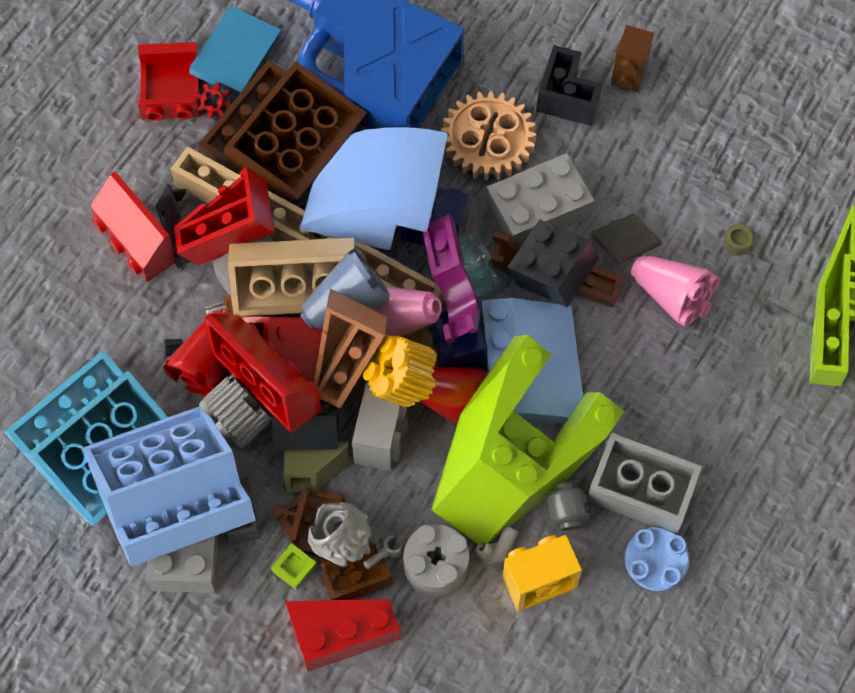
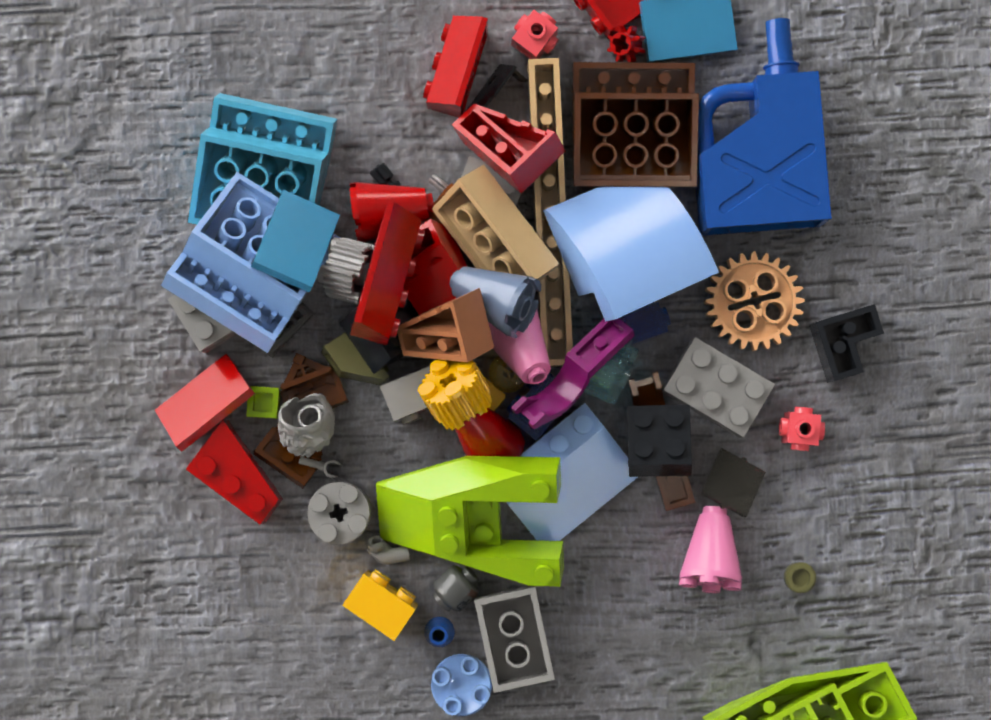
camera: 55 degrees right, 20 degrees up
(154, 159) = (535, 45): none -> coral brick
(179, 430) = (295, 241): none -> dark azure tile
(257, 612) = (204, 402): none -> tile
(596, 552) = (439, 623): none -> blue cone
(616, 161) = (790, 428): none -> coral brick
(632, 58) = (911, 380): reddish brown piece -> none

